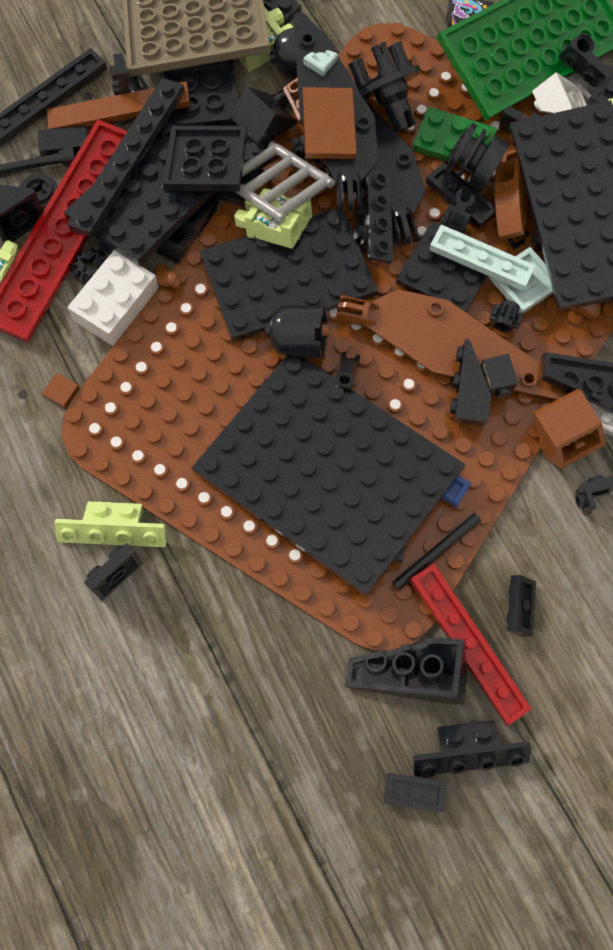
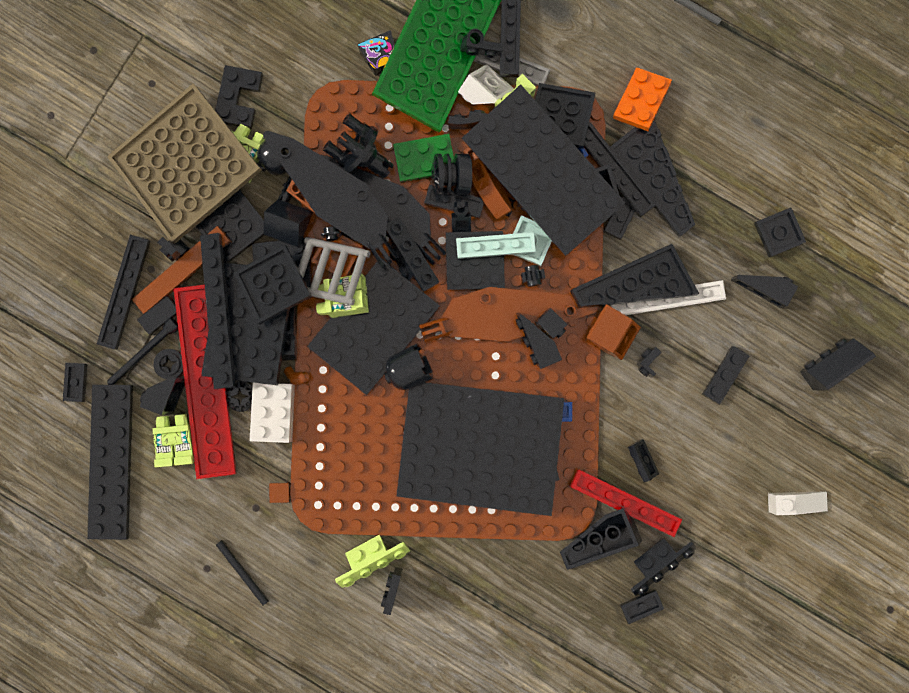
camera: 30 degrees left, 15 degrees up
(321, 61) = (304, 164): light aqua tile -> none
(328, 123) = (339, 209): dark orange tile -> none
(347, 370) = (454, 375): black bar -> none
(436, 551) = (575, 458): black bar -> none

